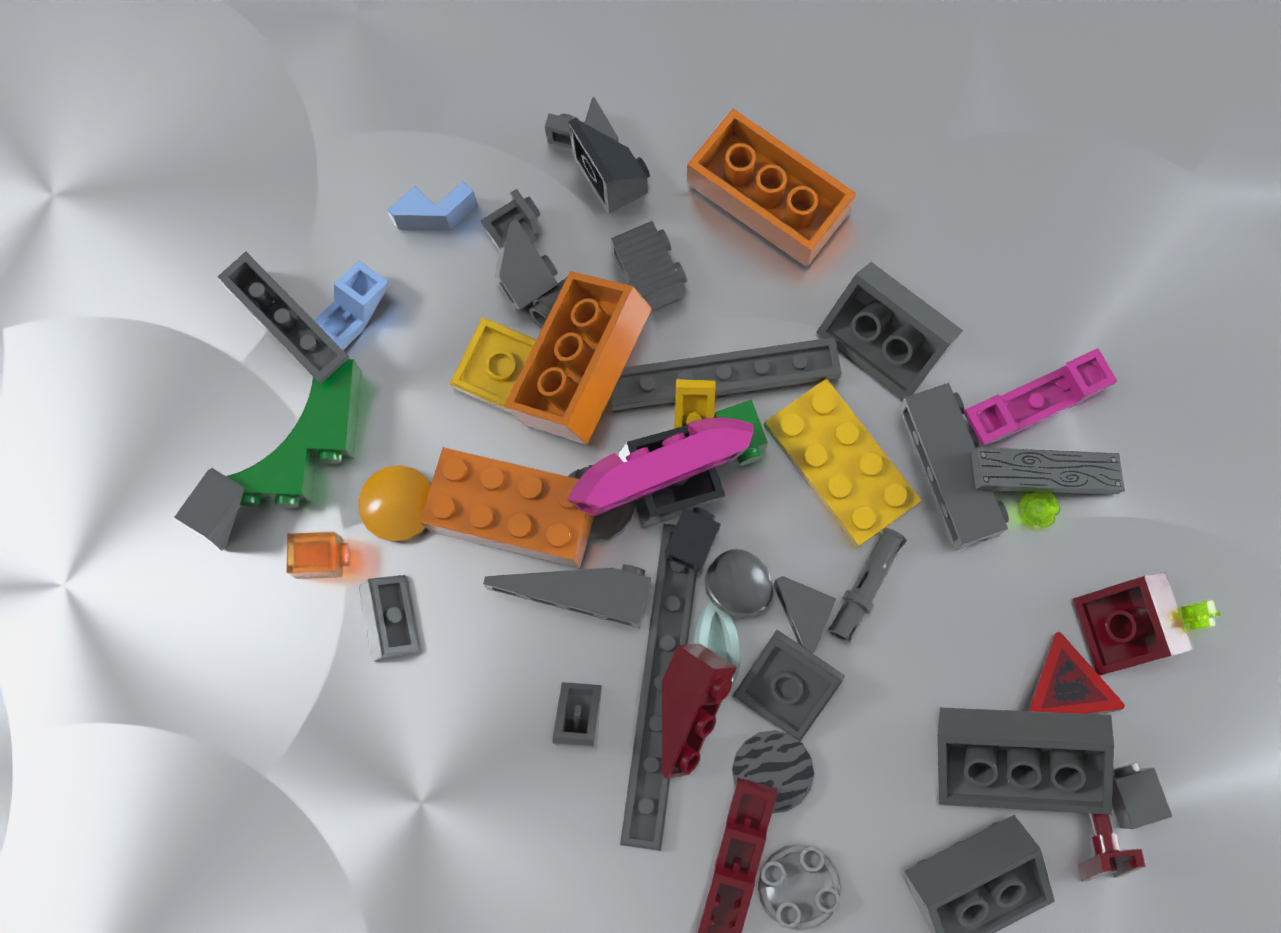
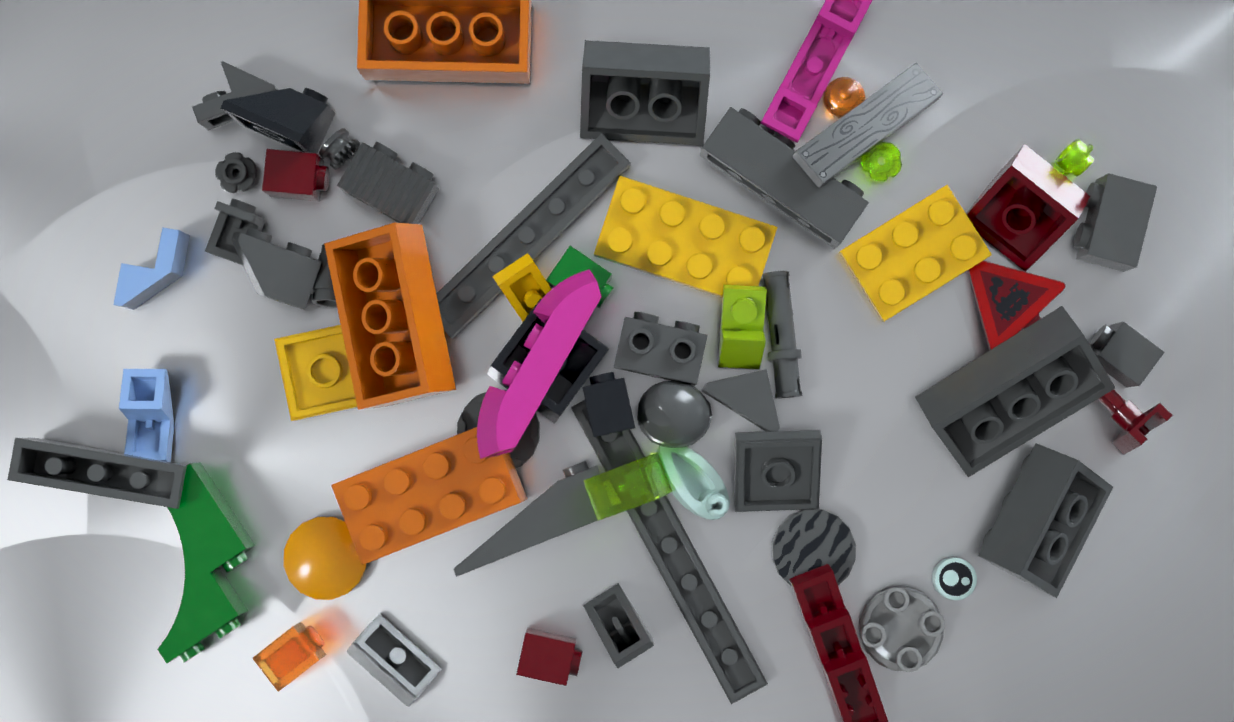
camera: 45 degrees left, 10 degrees up
(212, 508) = (168, 685): dark grey slope -> none
(506, 700) = (548, 657): none -> dark red brick
(548, 192) = (244, 180): none -> dark grey plate
(585, 212) = (294, 175): none -> dark red brick
(631, 215) = (338, 148): none -> dark grey bush
(664, 609) = (627, 486): none -> clear neon green slope
(690, 700) = (704, 542): dark red slope -> none
(763, 527) = (660, 349): none -> dark grey brick
(839, 555) = (742, 327): none -> lime slope
(871, 878) = (954, 578): none -> tile
(1018, 597) = (915, 253): none -> yellow plate
(1042, 436) = (843, 96): none -> clear orange plate
(1199, 686) = (1115, 222): none -> dark grey brick

